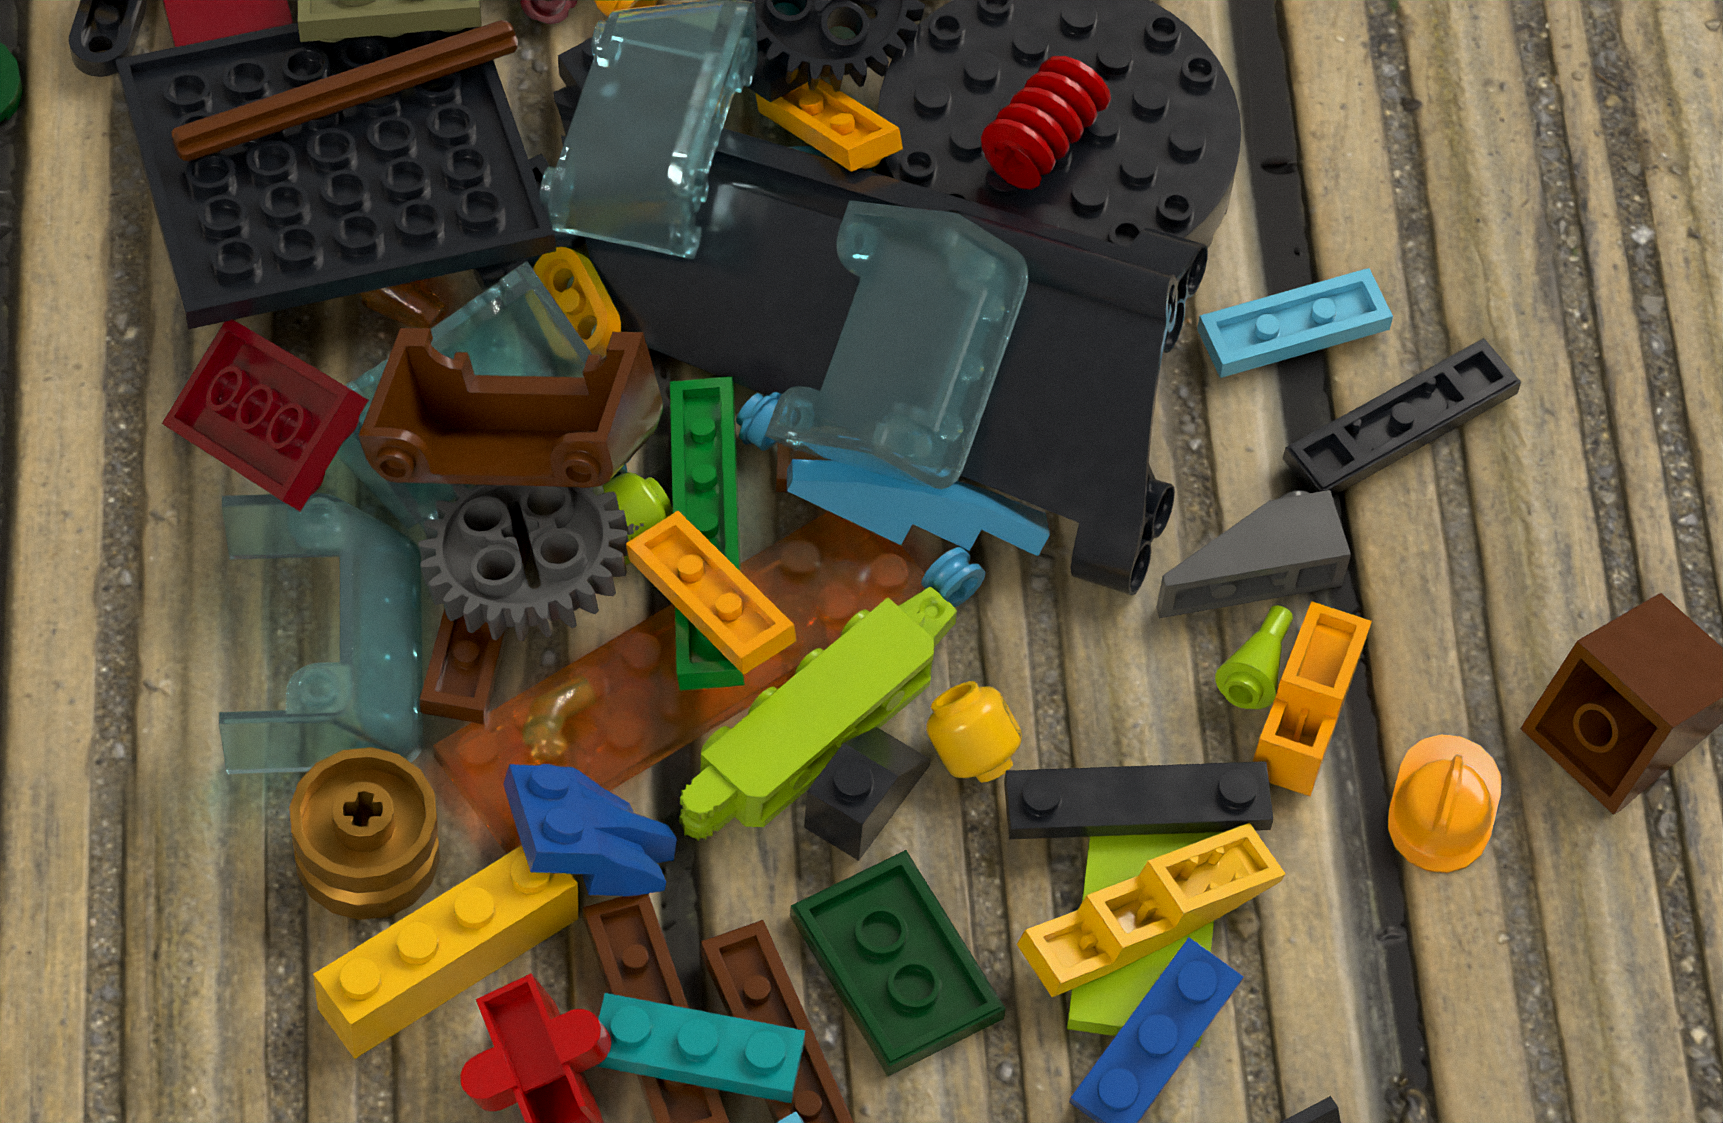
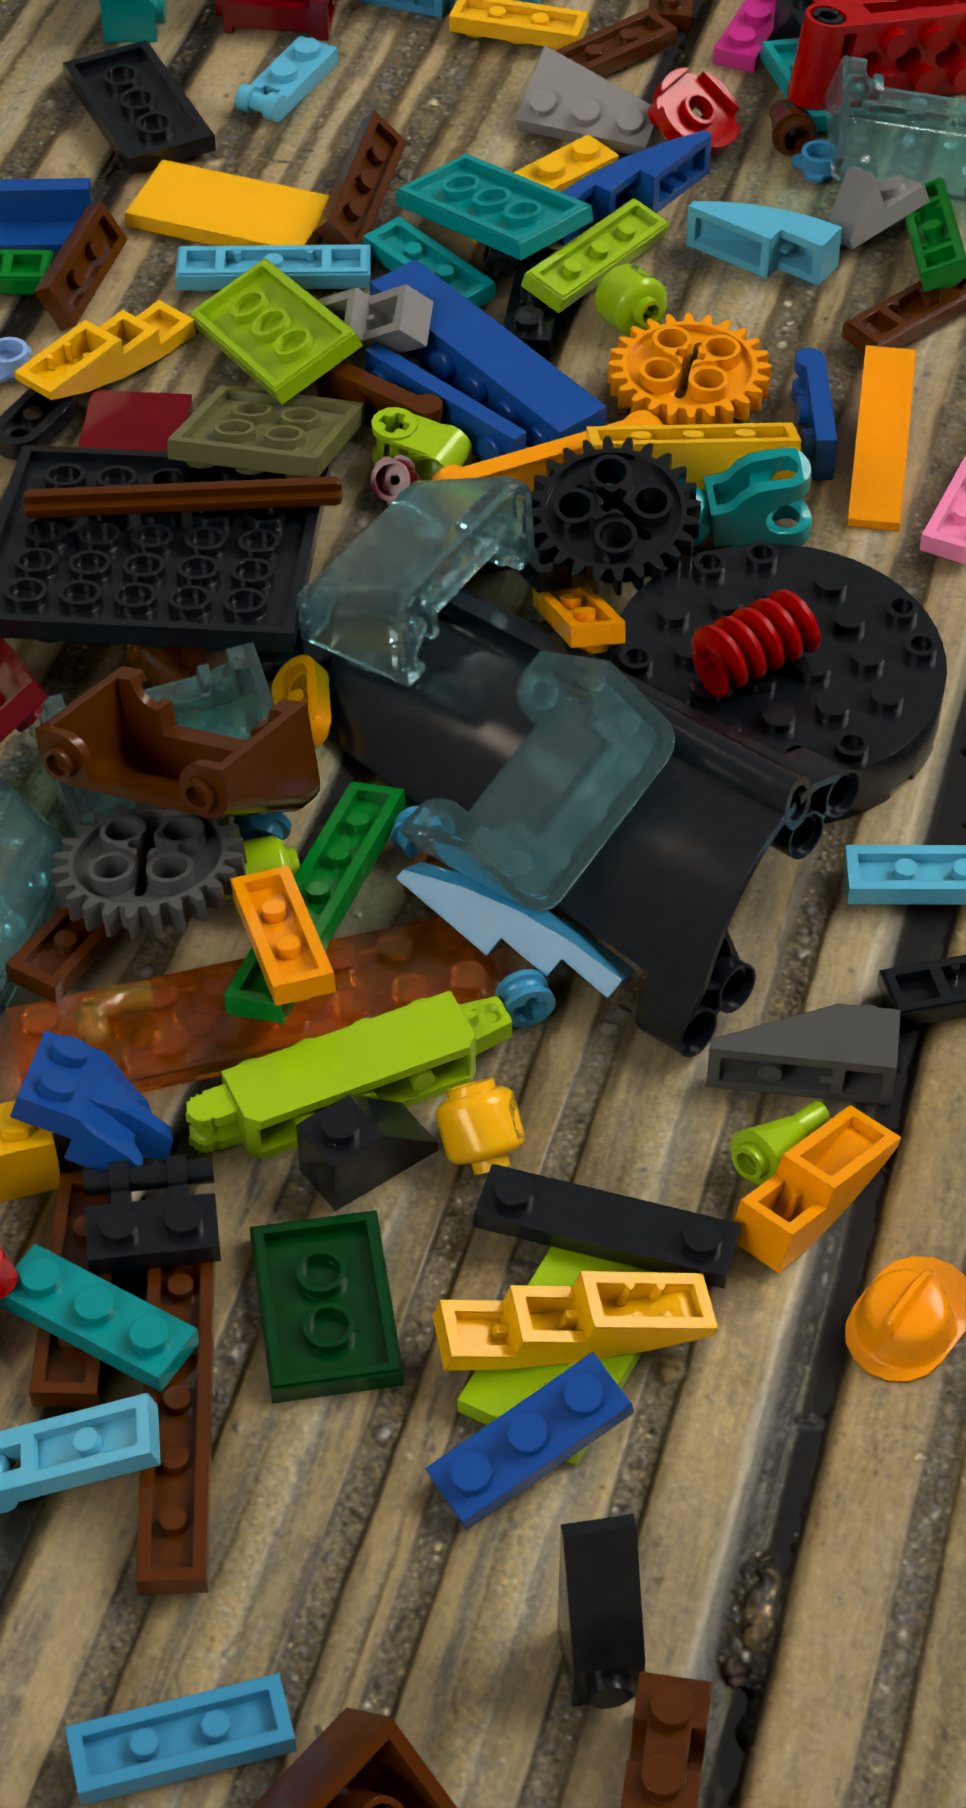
camera: 25 degrees right, 10 degrees down
(707, 944) = (156, 1230): none -> black plate

